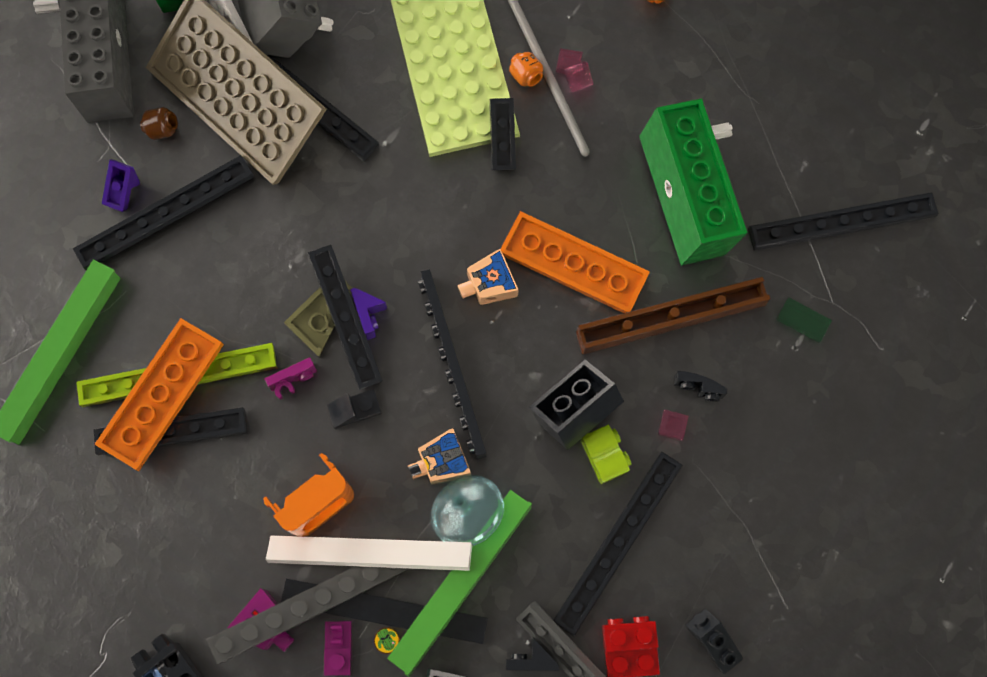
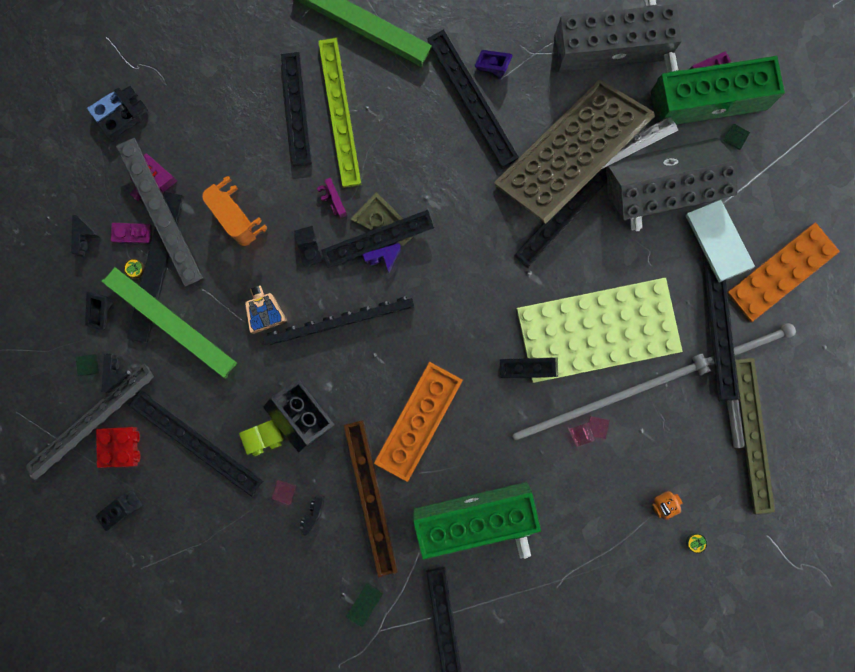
camera: 90 degrees right, 10 degrees up
(159, 123) = (548, 91): reddish brown head -> none
(159, 394) = (322, 99): orange plate -> none
(370, 552) = (193, 260): white tile -> none
(472, 520) = (215, 336): clear light blue dish -> none
(489, 280) = (405, 352): torso -> none
(526, 69) = (589, 390): orange head -> none

